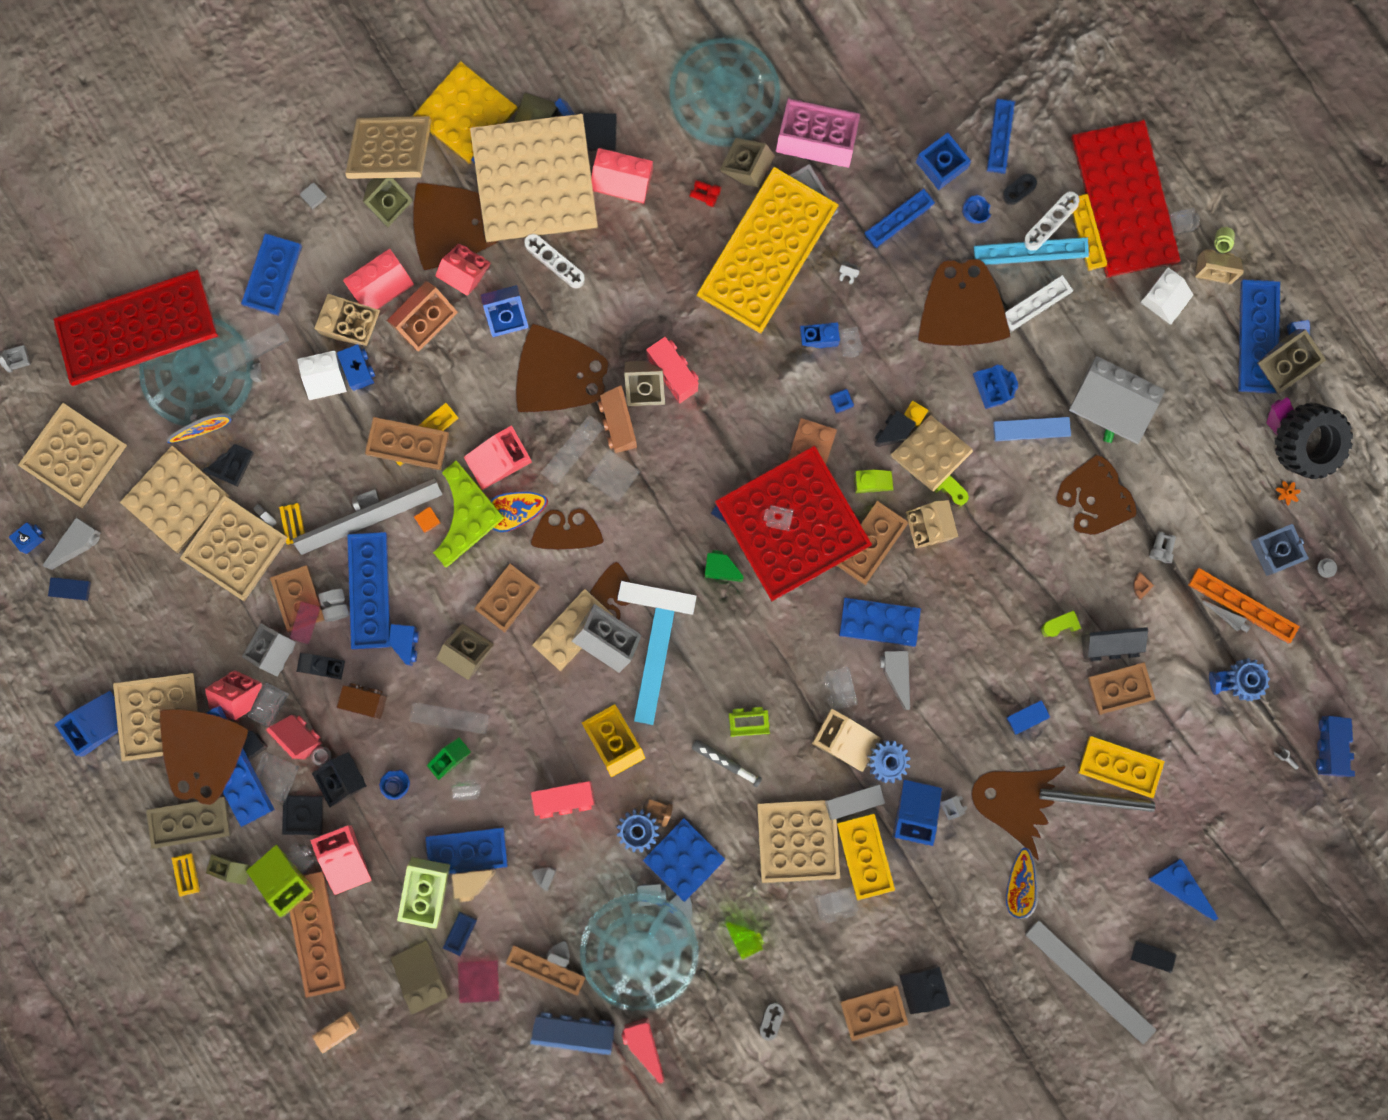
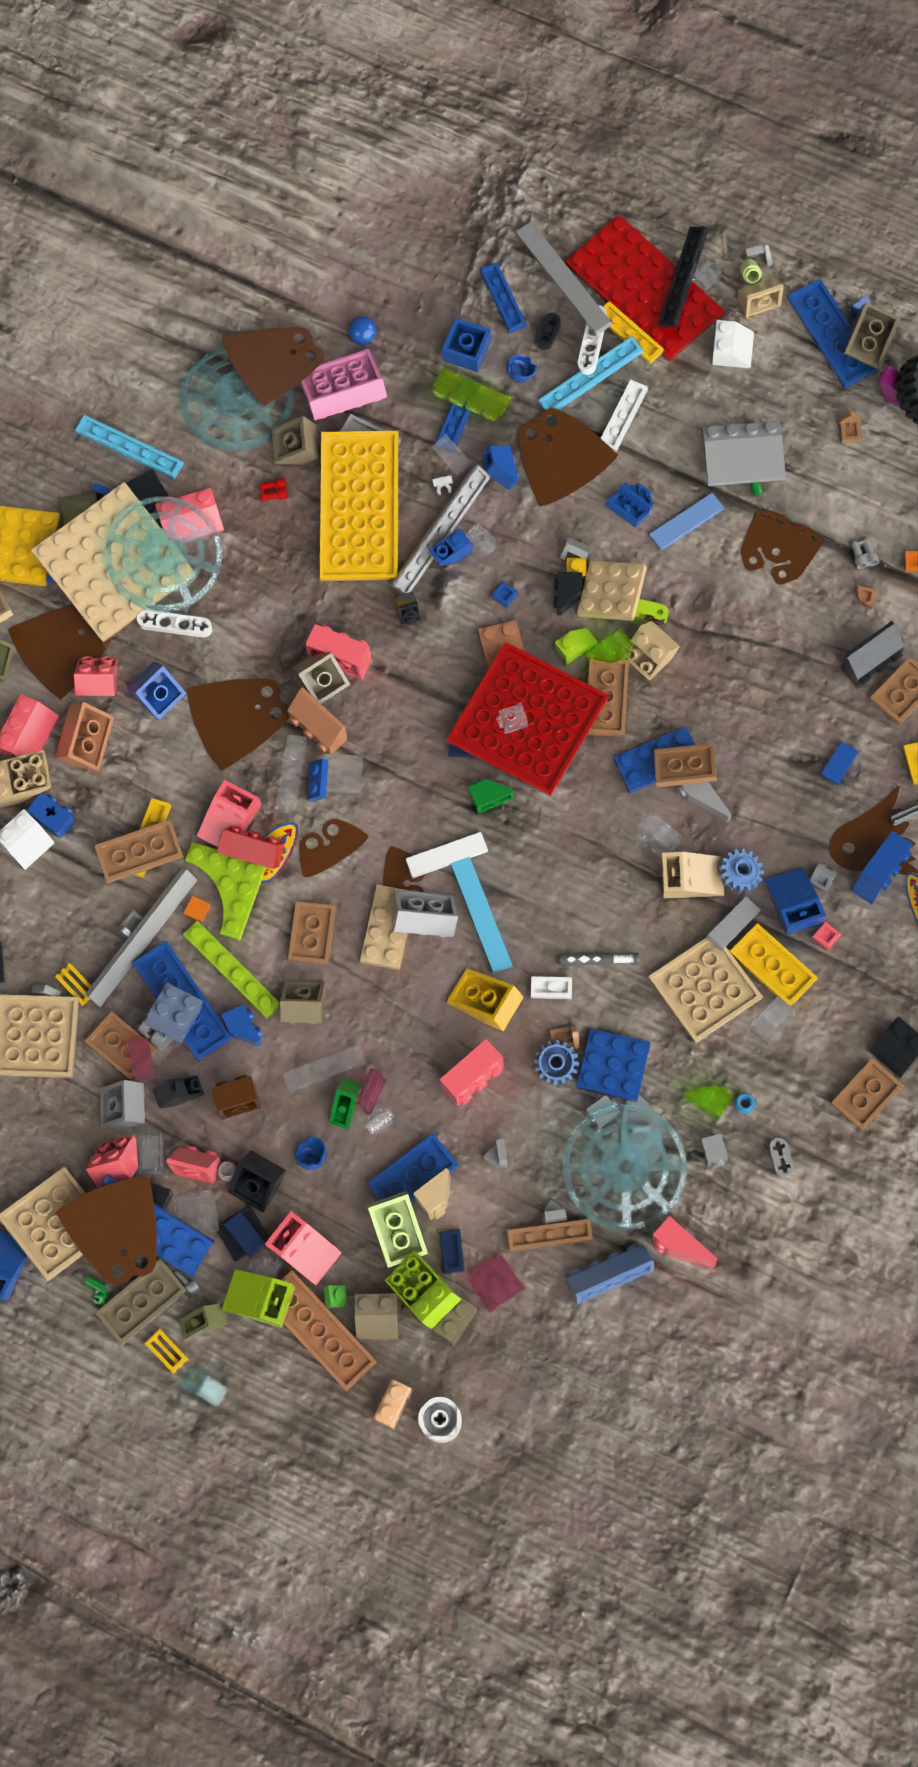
camera: 20 degrees left, 10 degrees down
(162, 791) = (99, 1288): none -> green arm
(197, 923) = (204, 1387): none -> clear light blue slope
(236, 835) = (191, 1286): none -> light grey hand
(302, 819) = (245, 1234): none -> dark blue tile
(344, 914) = (335, 1296): none -> bright green plate
(351, 601) = (173, 1013): none -> sand blue brick
(354, 1069) = (431, 1411): none -> white brick
(367, 950) = (377, 1316): none -> dark tan slope
(413, 957) = (422, 1290): none -> lime slope
(425, 588) = (232, 969): none -> lime plate
(473, 762) = (370, 1091): none -> clear pink tile
(499, 497) = (251, 847): none -> brick
(578, 209) = (163, 565): none -> clear light blue dish
(590, 469) = (317, 780): none -> blue plate
(609, 82) = (129, 447): none -> medium azure tile
(673, 763) = (551, 987): none -> white plate
(720, 983) = (714, 1150): none -> light grey brick
(749, 723) = (596, 911): lime window -> none
(752, 365) = (407, 608): none -> black slope
(766, 76) = (266, 361): none -> reddish brown piece
(770, 964) = (744, 1097): none -> dark azure plate
(822, 312) = (441, 528): none -> light grey tile
(864, 94) = (362, 330): none -> blue hair
(871, 251) = (451, 454): none -> clear tile
(897, 645) = (685, 765): none -> medium nougat plate
(900, 504) = (612, 648): none -> clear neon green slope
(906, 286) = (500, 465): none -> blue slope
(924, 210) = (475, 394): none -> clear neon green windscreen
(925, 397) = (575, 547): none -> light grey tile
(925, 857) = (826, 935): none -> coral tile
(1008, 831) = (882, 866): none -> blue wedge
(1053, 627) = (816, 667): lime leg -> none
(1061, 150) = (563, 278): none -> light grey tile
(1163, 210) = (683, 277): none -> black tile
(1221, 430) = (850, 427): none -> medium nougat tile
(1247, 226) = (759, 251): none -> light grey tile

